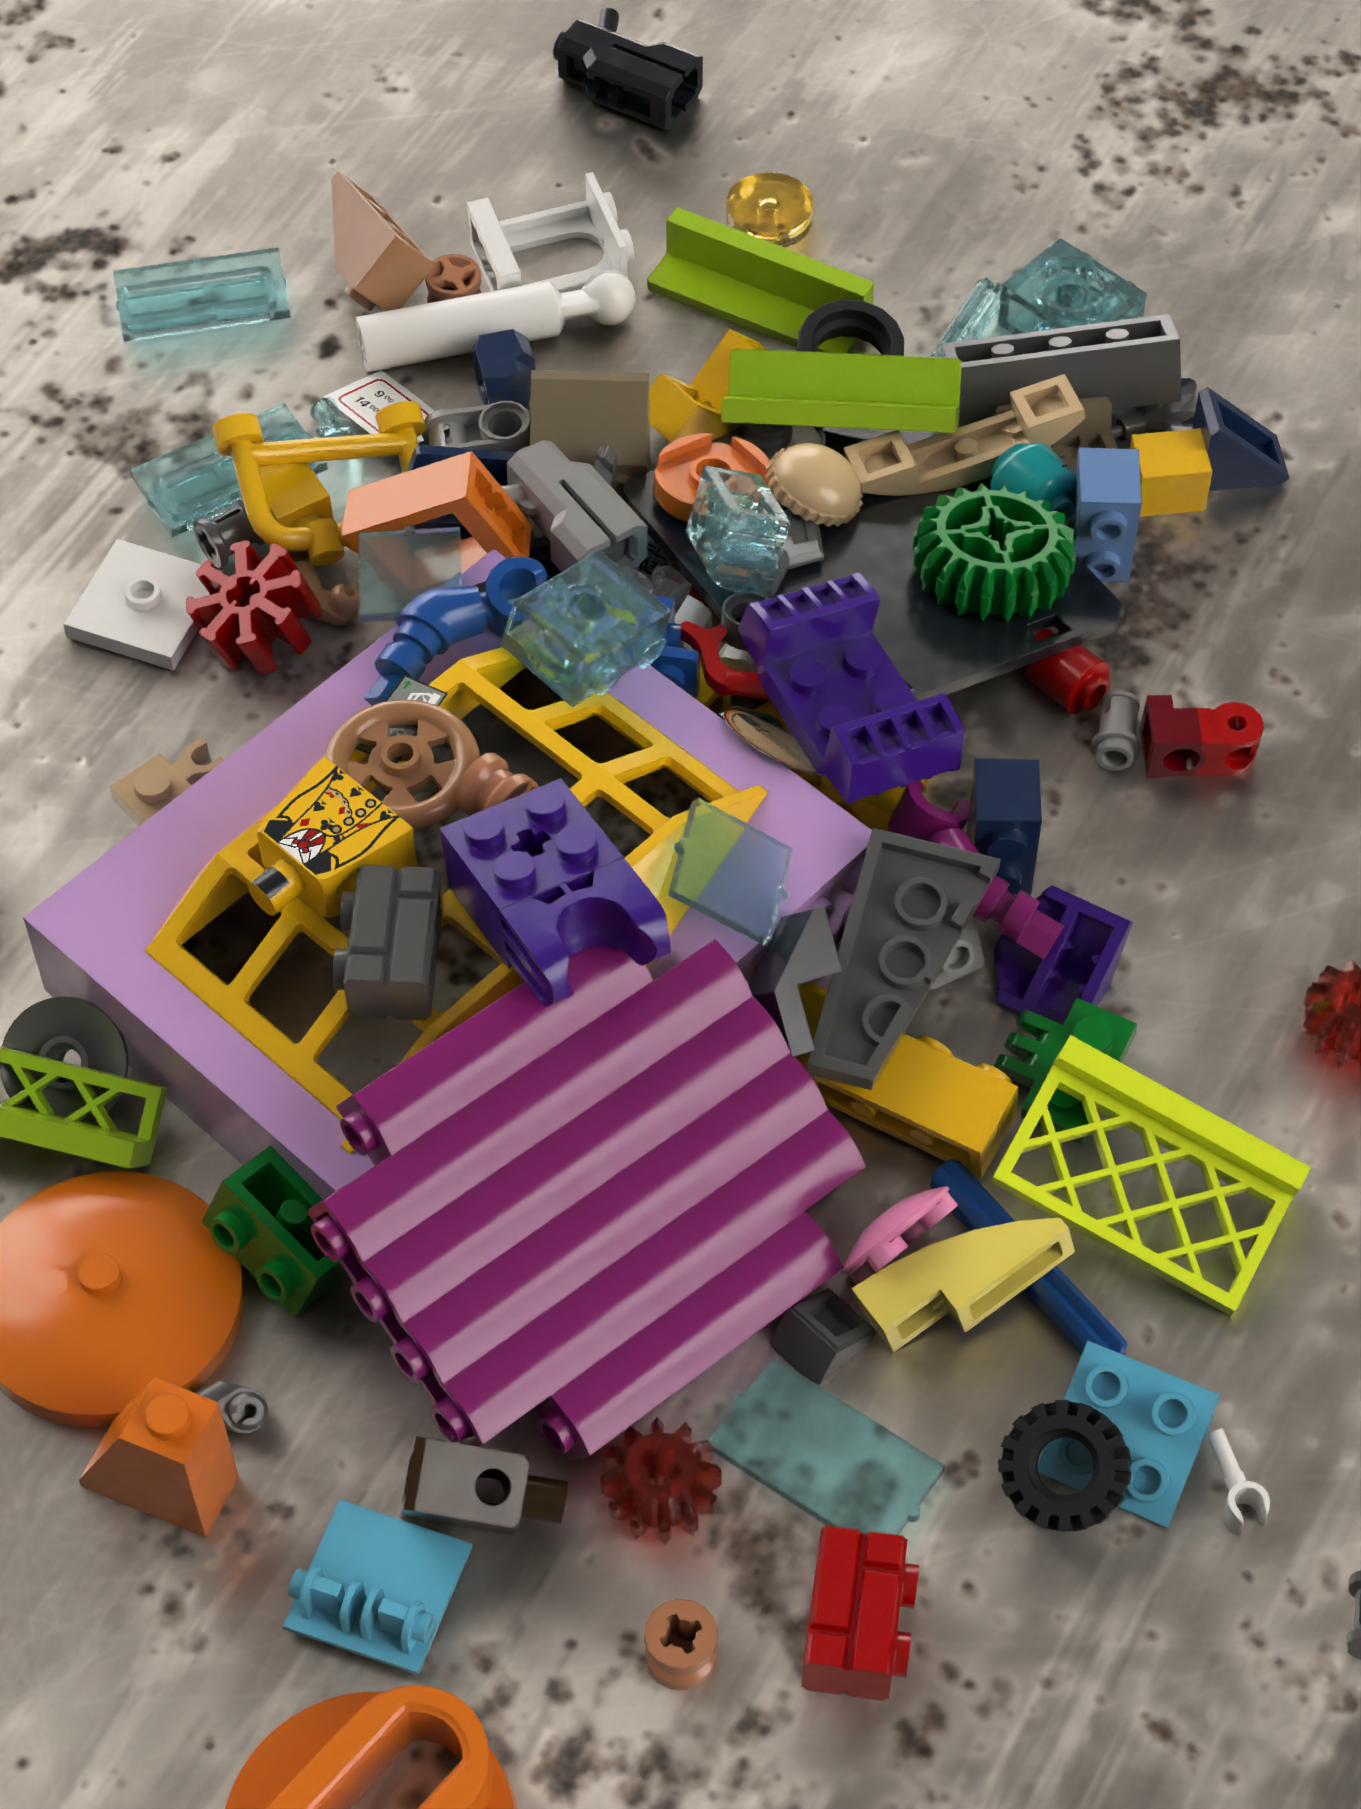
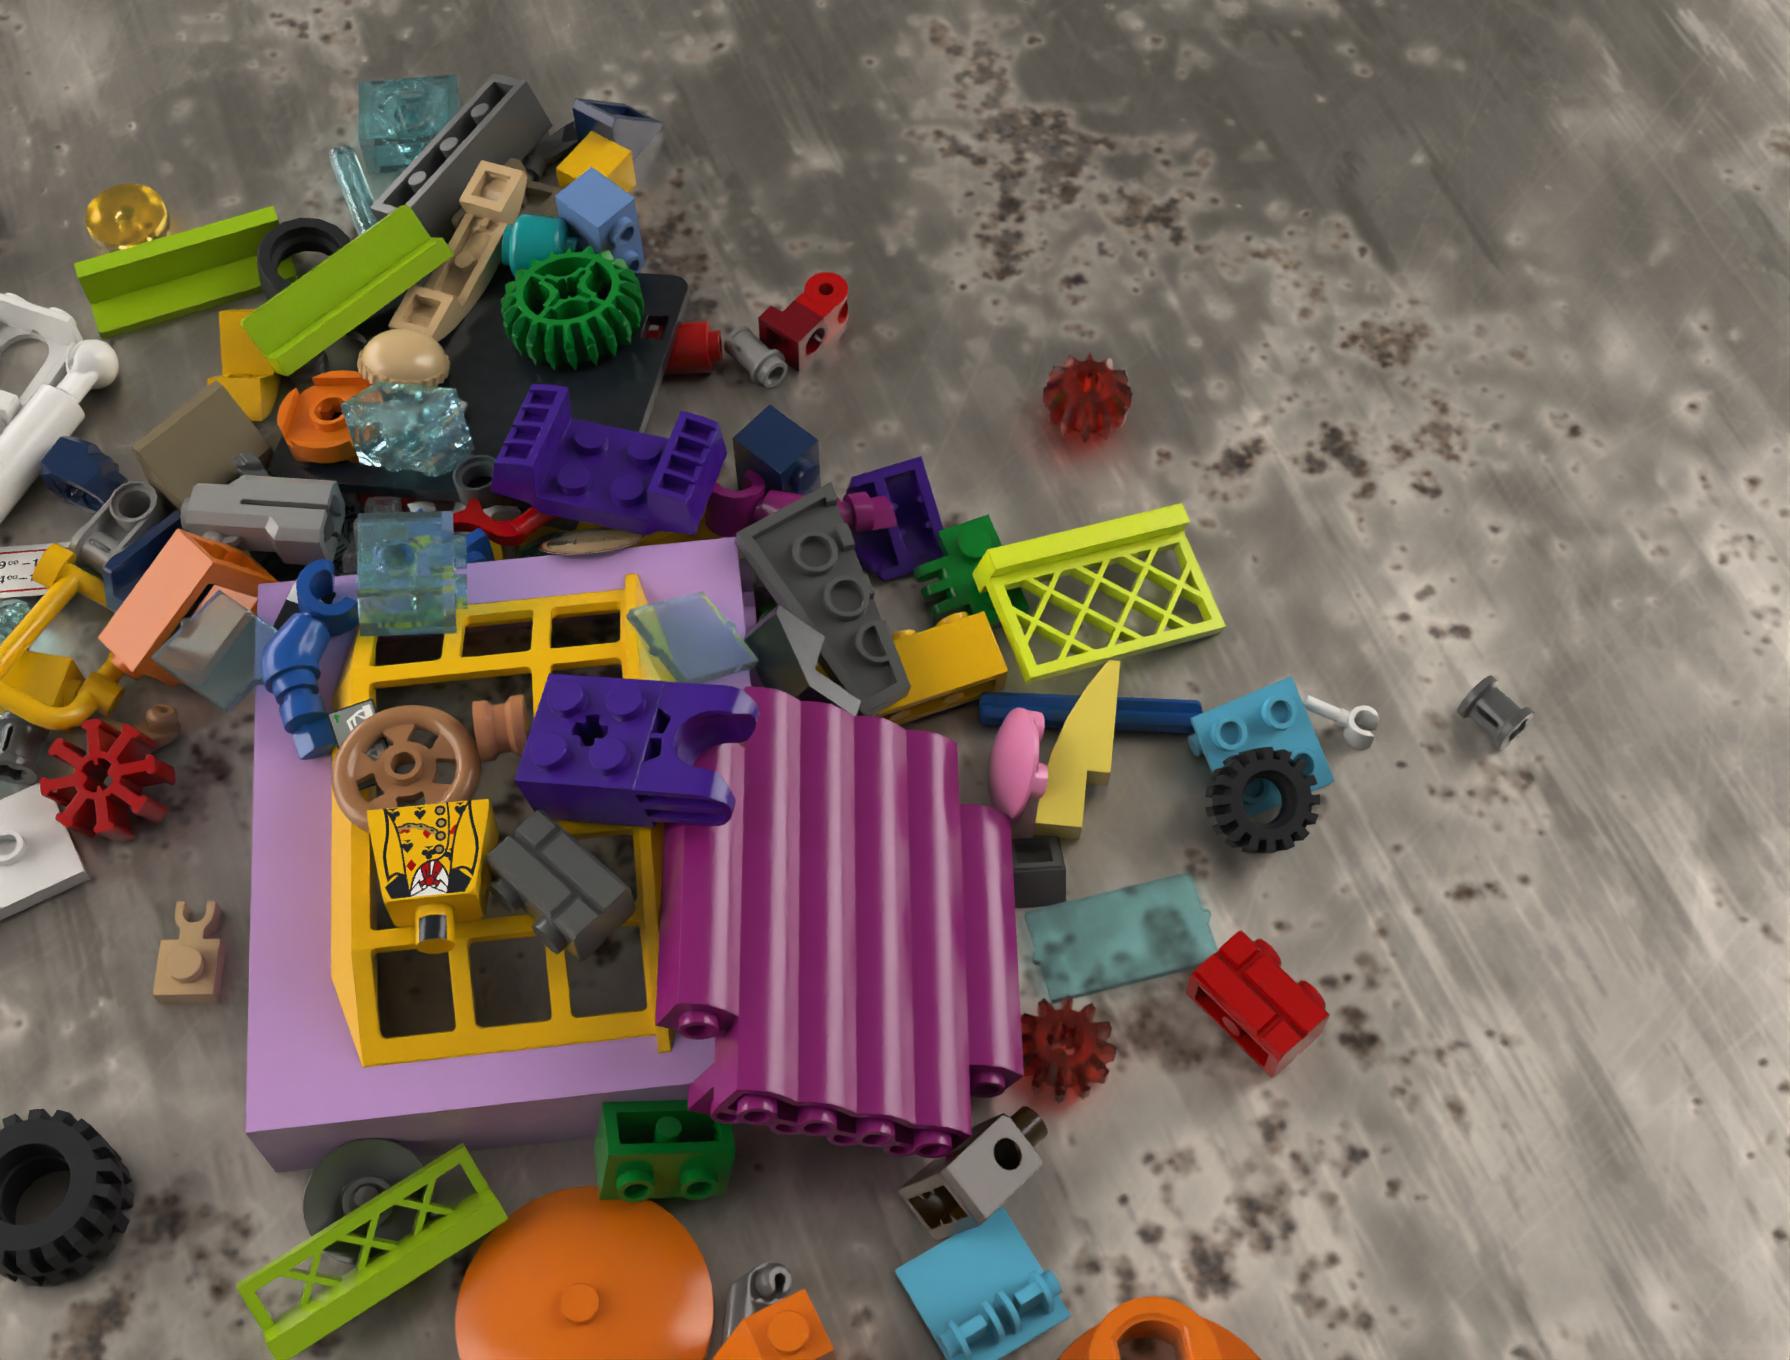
camera: 50 degrees left, 5 degrees up
(682, 1662) = (1185, 1140): nougat wheel -> none

